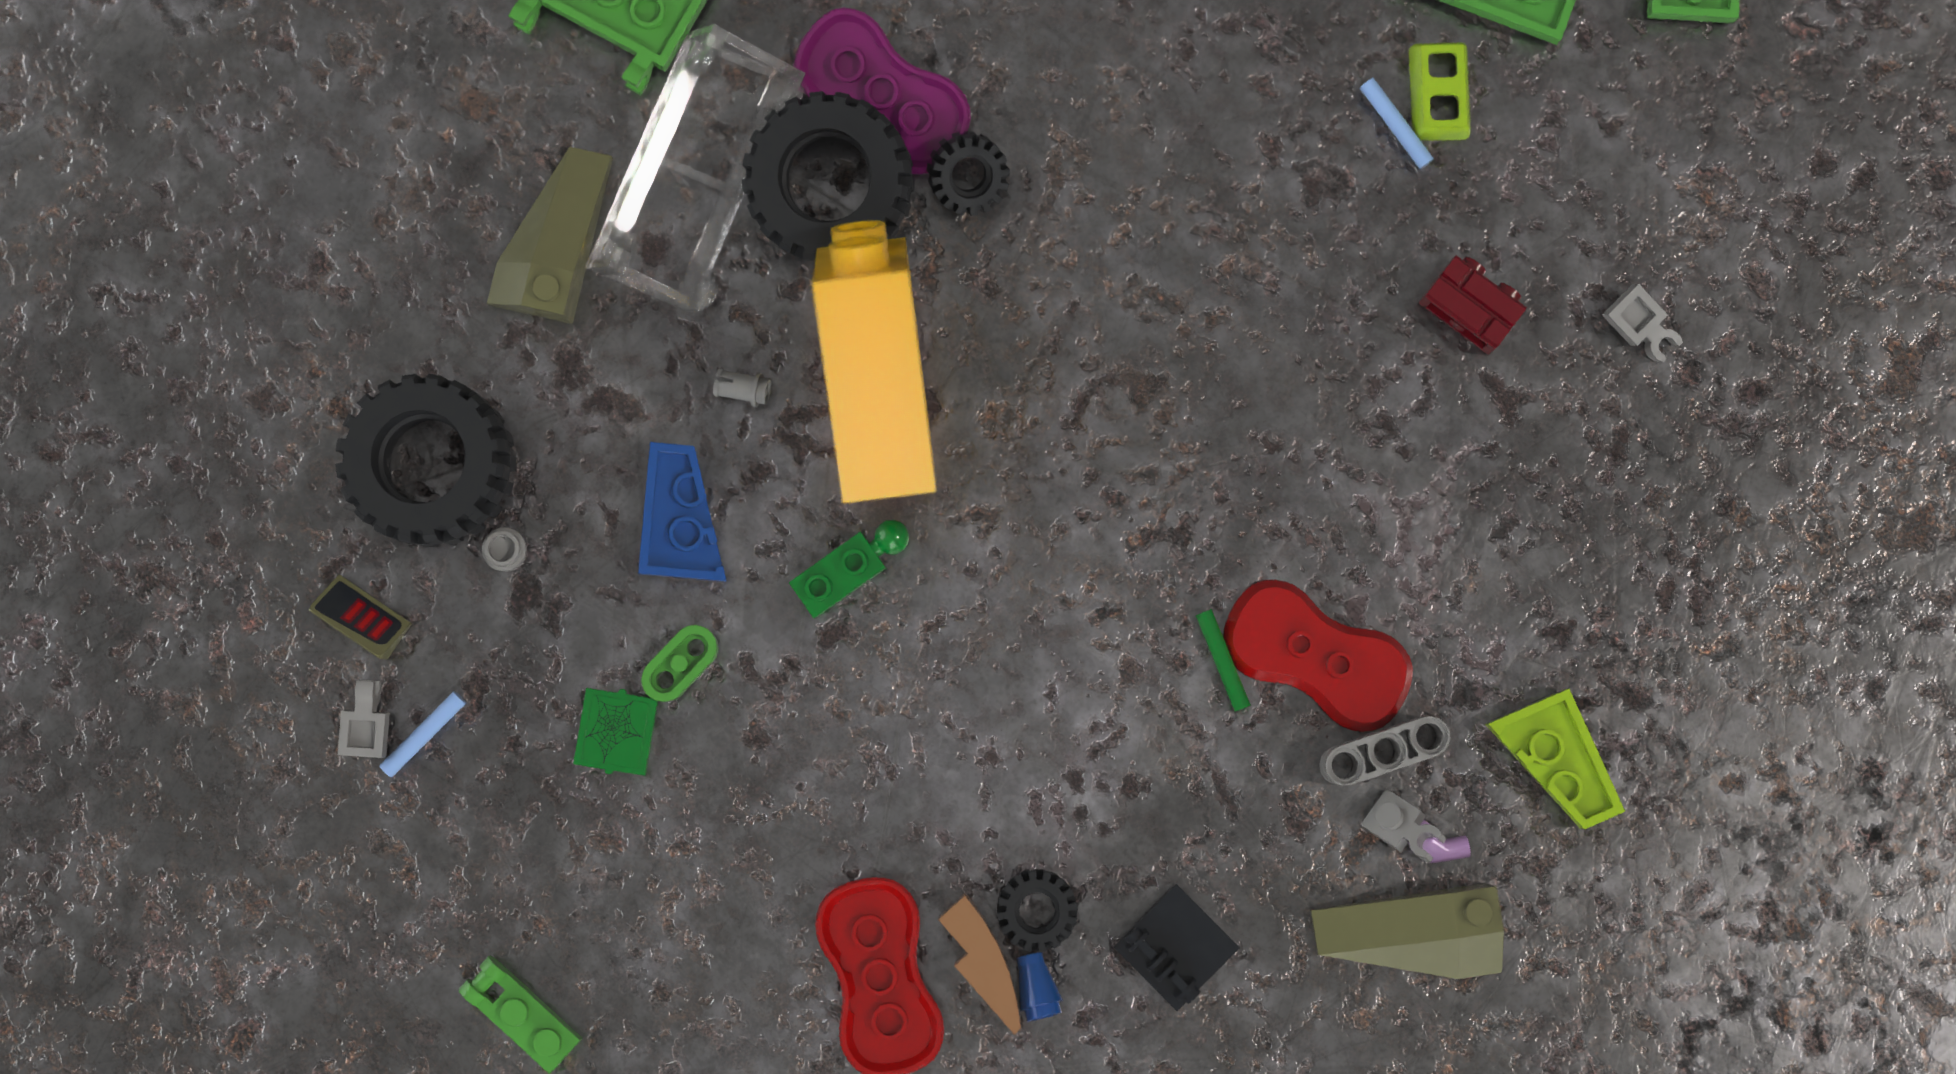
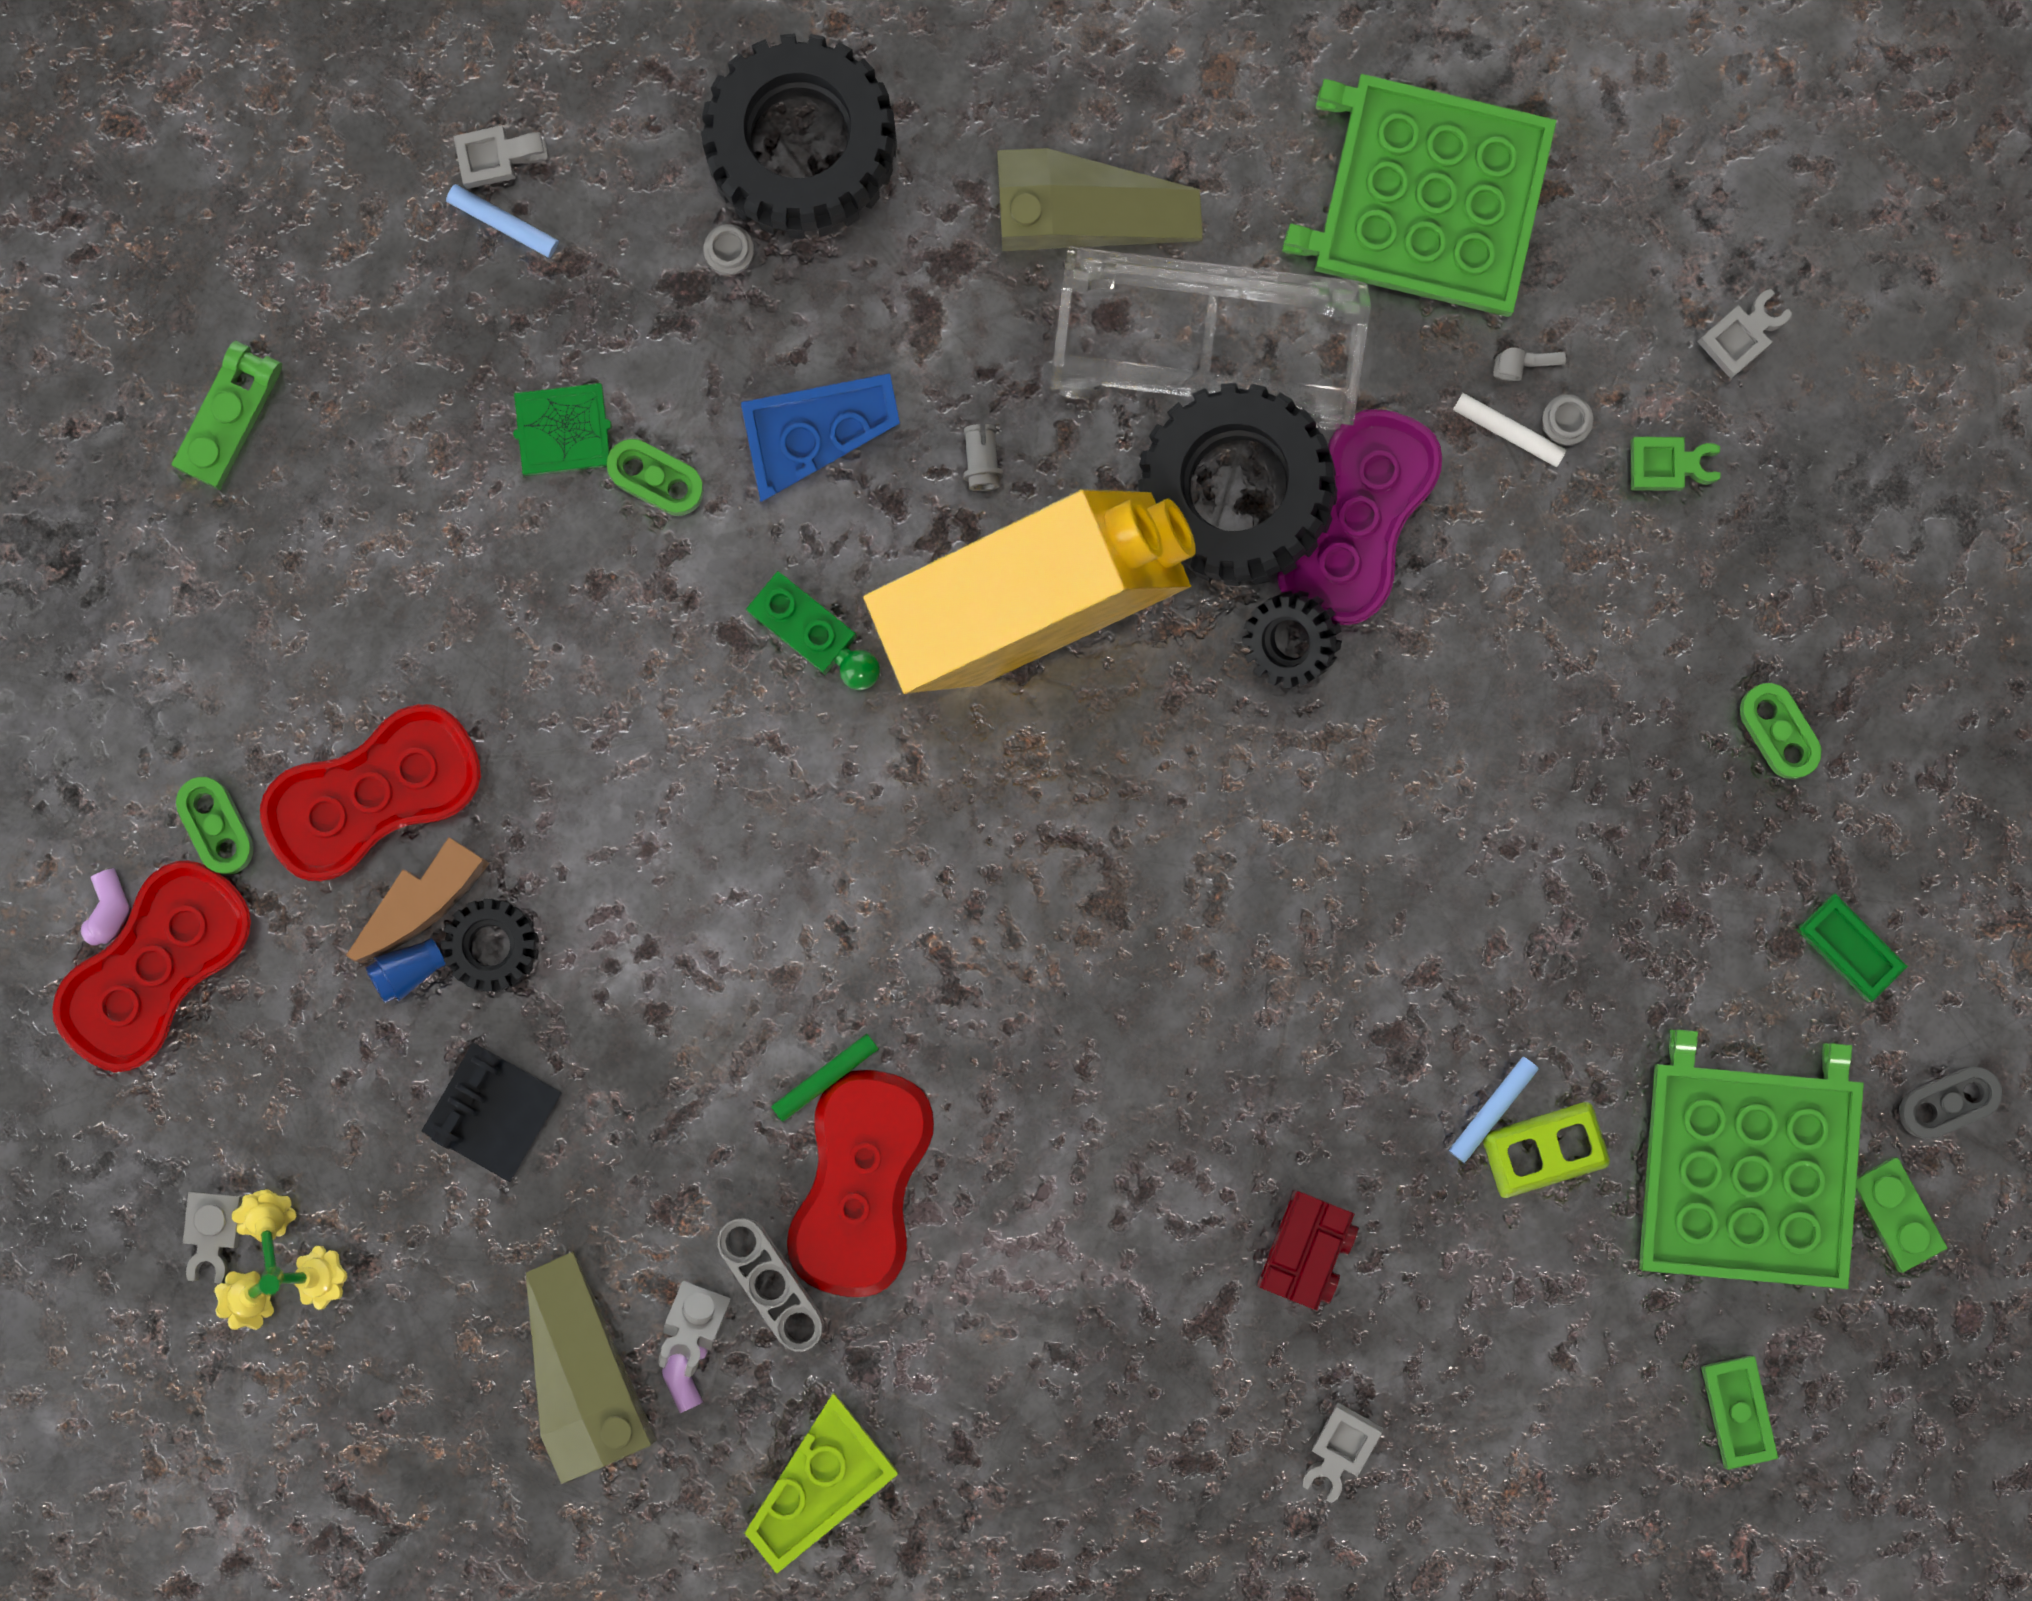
camera: 70 degrees right, 0 degrees up
(360, 617) = (610, 116): slope -> none

